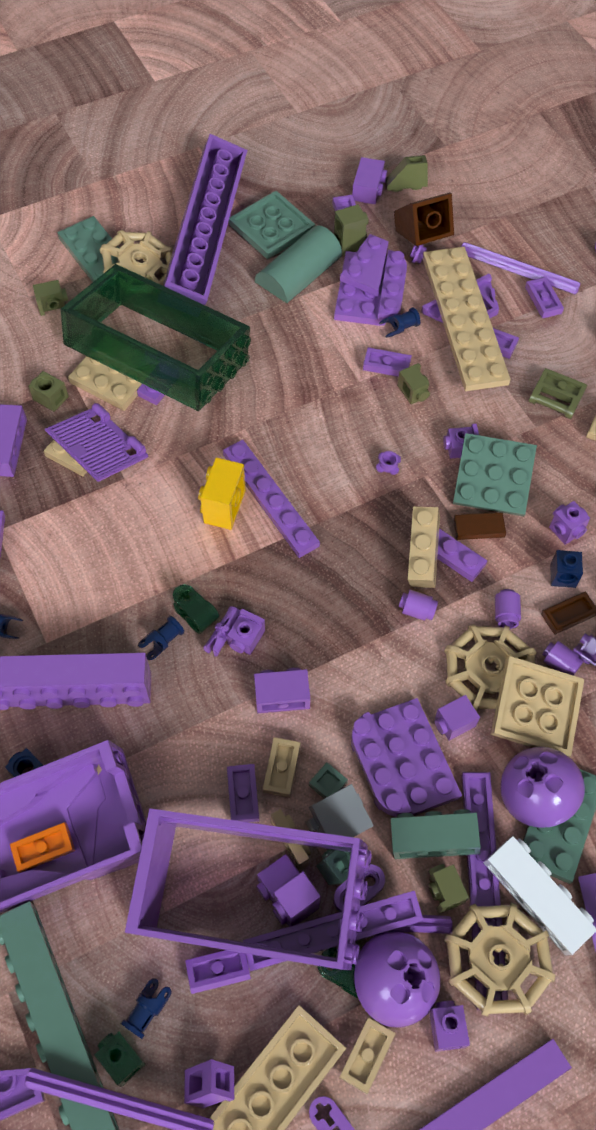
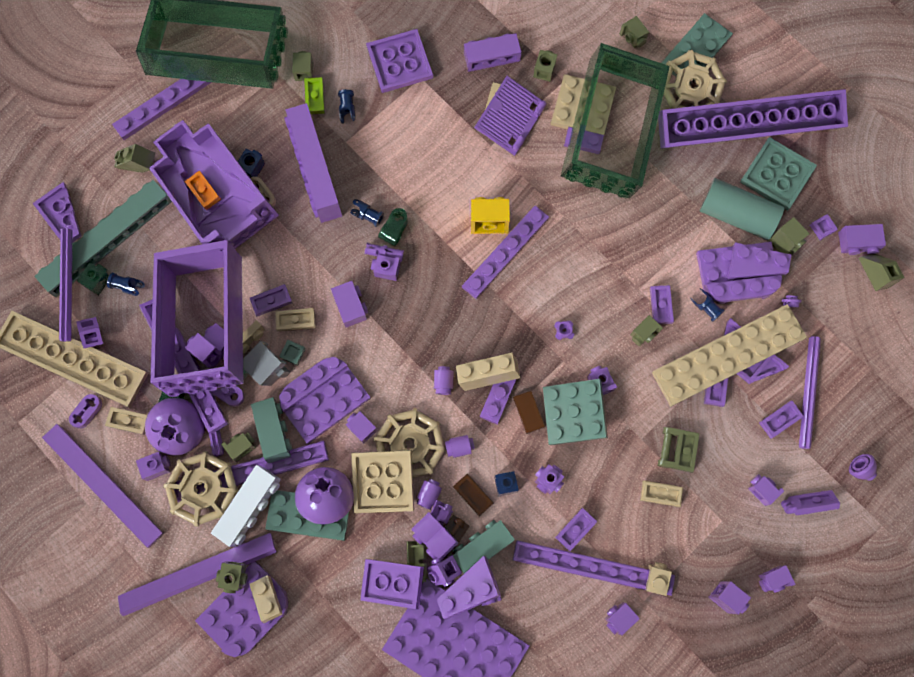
camera: 75 degrees right, 15 degrees up
(426, 219) = (822, 296): reddish brown slope -> none

